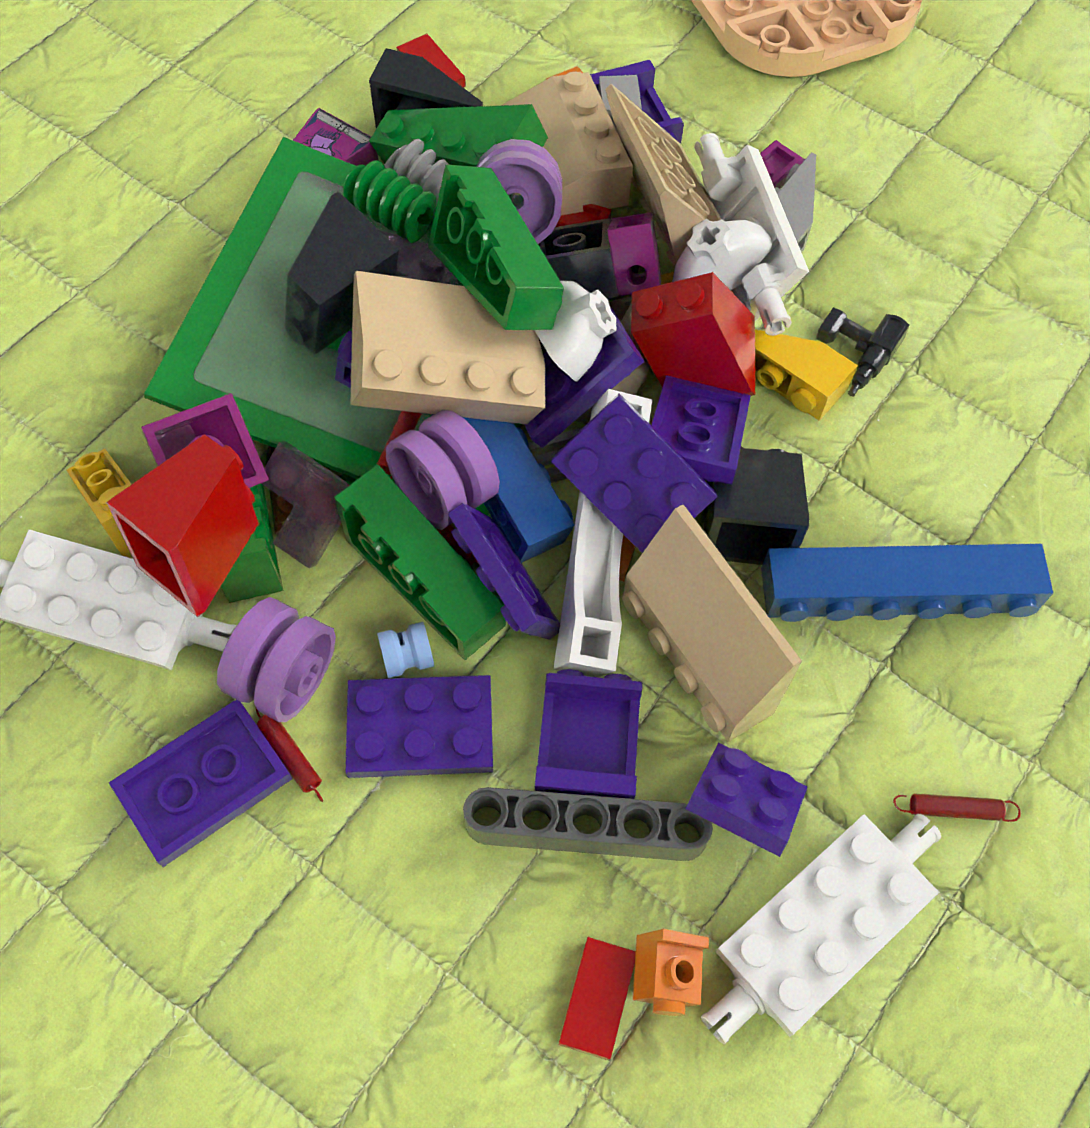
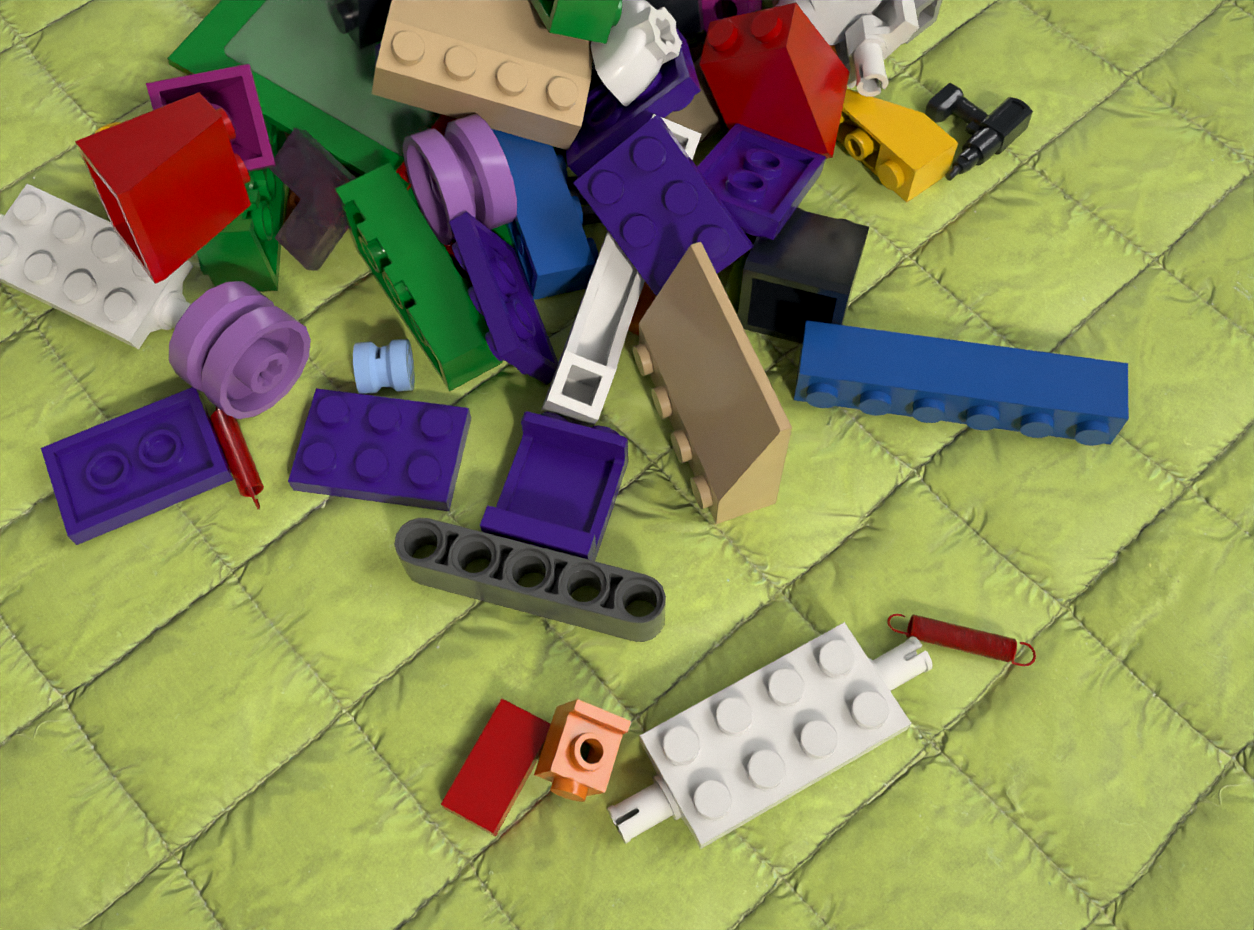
camera: 15 degrees right, 0 degrees up
(748, 799) = (715, 582): dark purple plate -> none

